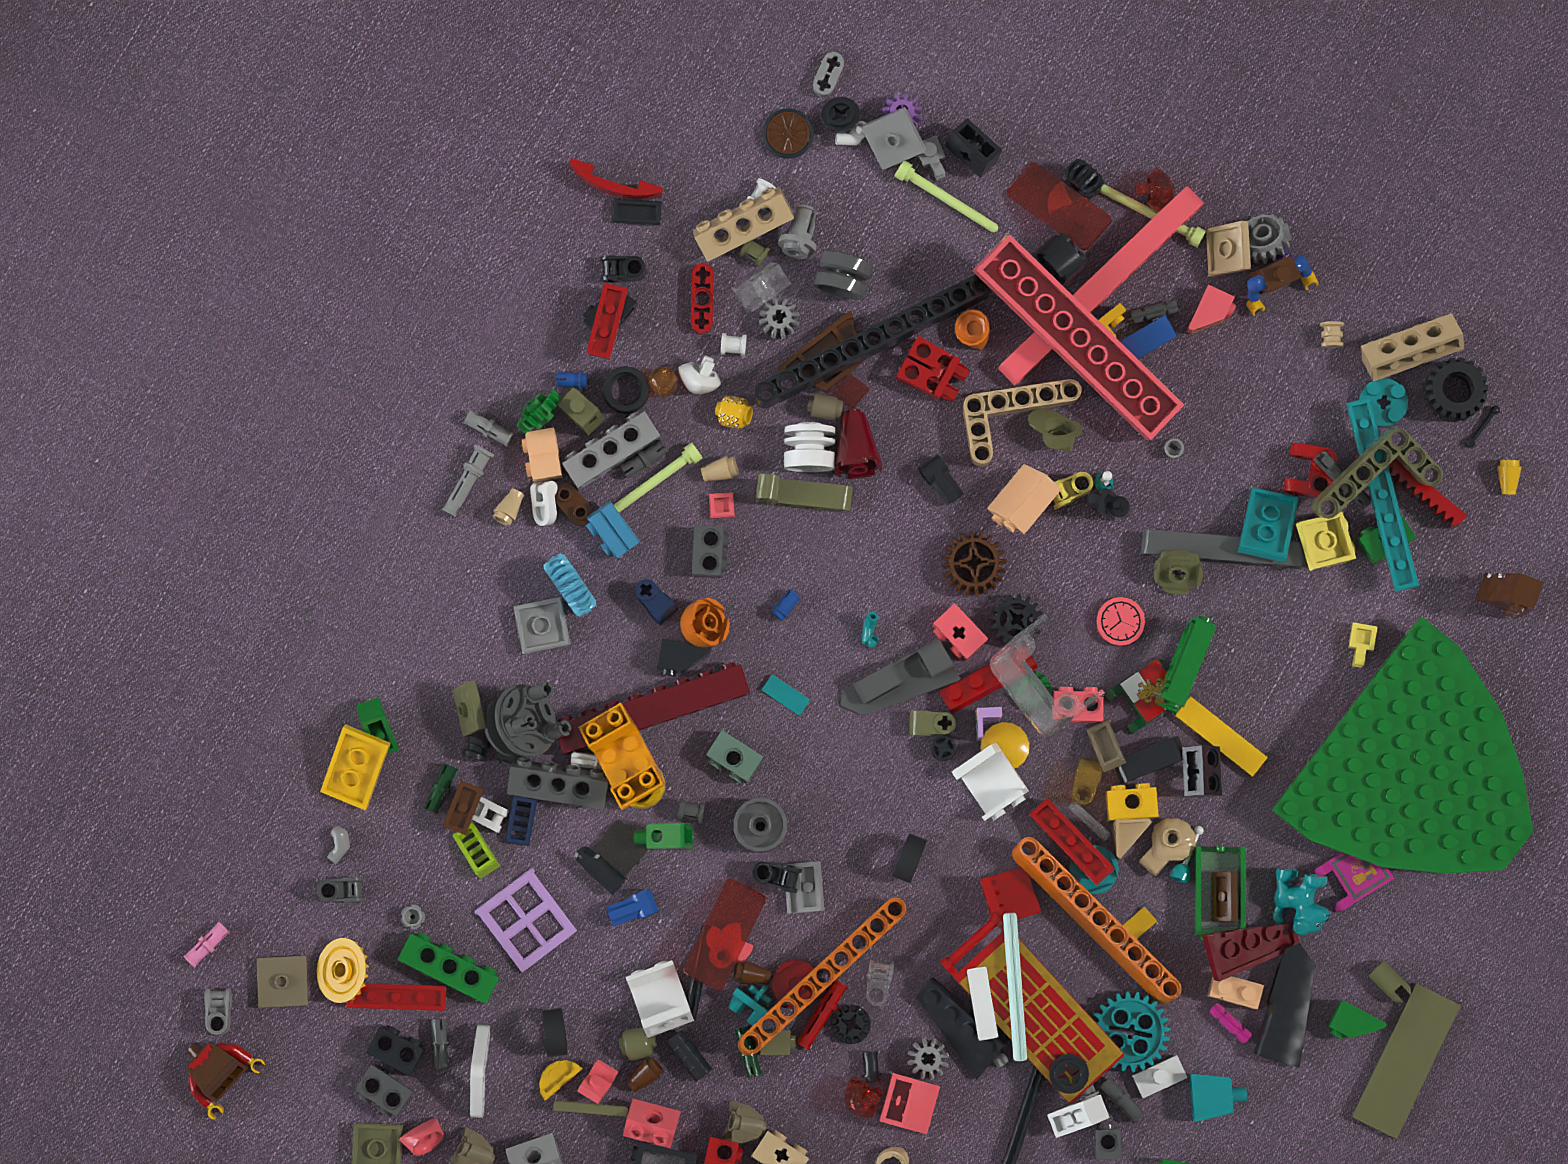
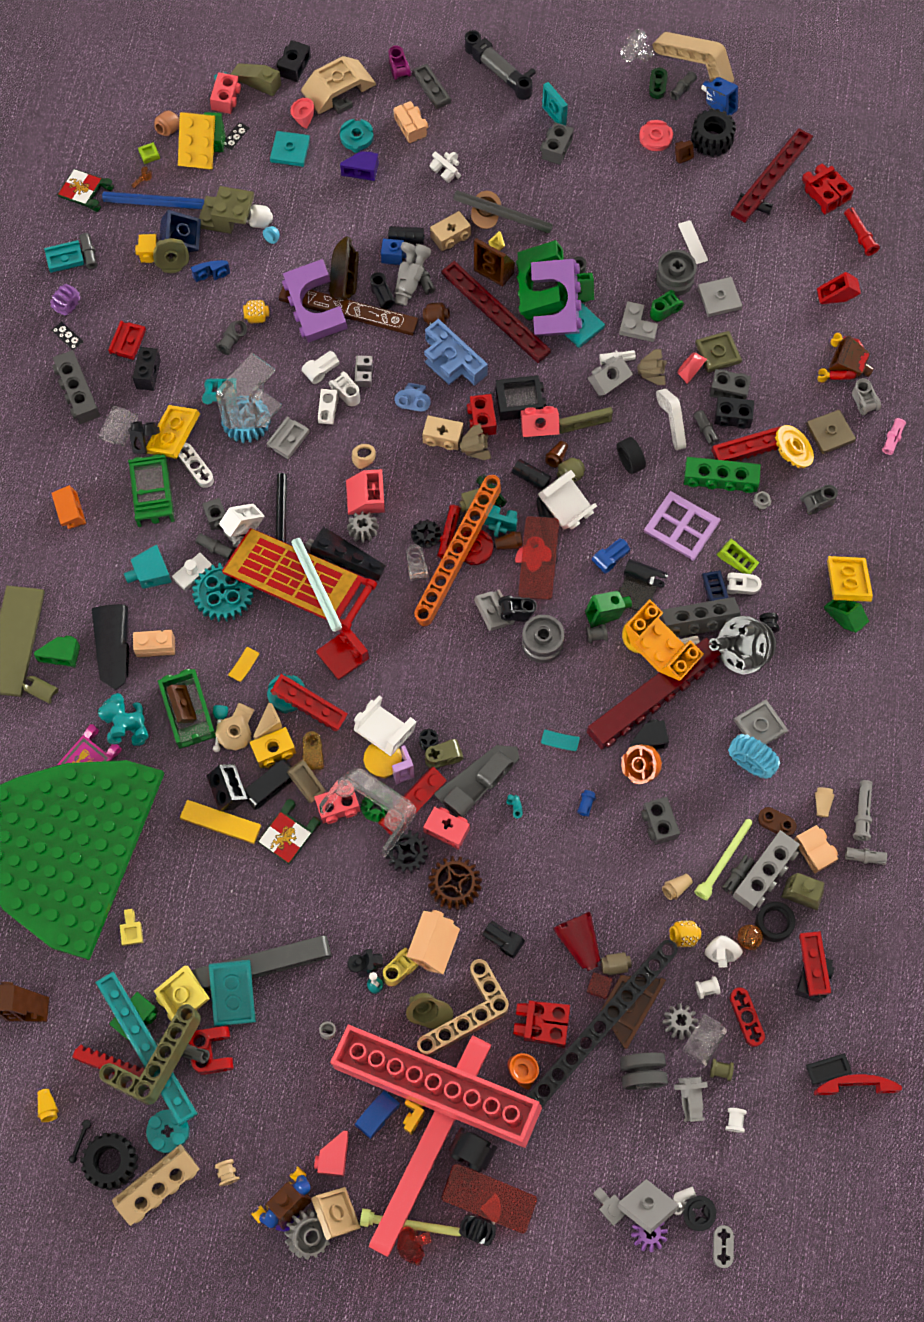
camera: 160 degrees right, 15 degrees down
(341, 842) = (833, 529): light grey arm -> none
(440, 788) = (781, 589): dark green pin -> none
(463, 807) = (760, 576): reddish brown plate -> none
(469, 708) = (788, 643): olive plate -> none
(538, 411) = (835, 876): green gear -> none
(544, 502) = (801, 815): white plate -> none
(556, 1076) = (617, 433): yellow tile -> none
(573, 379) = (819, 915): blue pin -> none
(598, 1081) = (588, 436): coral bracket -> none
(612, 529) = (739, 809): dark azure brick -> none
(620, 269) = (823, 1016): black piece -> none
(658, 604) = (683, 769): dark blue piece -> none
(721, 505) = (664, 861): coral tile -> none
(726, 744) = (570, 684): sand green brick -> none
(736, 235) = (730, 1088): tan brick -> none
(788, 133) = (735, 1182): reddish brown wheel -> none
(803, 494) = (607, 889): olive beam -> none
(809, 447) = (616, 926): white wheel -> none
(860, 1099) = (400, 484): clear red piece -> none
(871, 1067) = (401, 510): black pin -> none
(907, 173) = (625, 1183): yellowish green piece -> none
(909, 858) = (425, 651): black tyre -> none
(973, 147) = (578, 1223): black brick -> none
(982, 1003) = (336, 567): white sticker -> none
(1079, 1078) = (261, 537): black gear -> none
(1088, 821) = (300, 723): clear tile -> none
(1108, 922) = (263, 655): orange beam -> none
(1120, 621) = (326, 880): coral tile -> none
(1154, 311) = (380, 1139): dark grey axle -> none
(1178, 560) = (292, 931): olive plate -> none
(1185, 663) = (263, 859): green door -> none
(1230, 1023) = (150, 622): dark pink axle -> none
(1244, 948) = (156, 668): dark red wing -> none

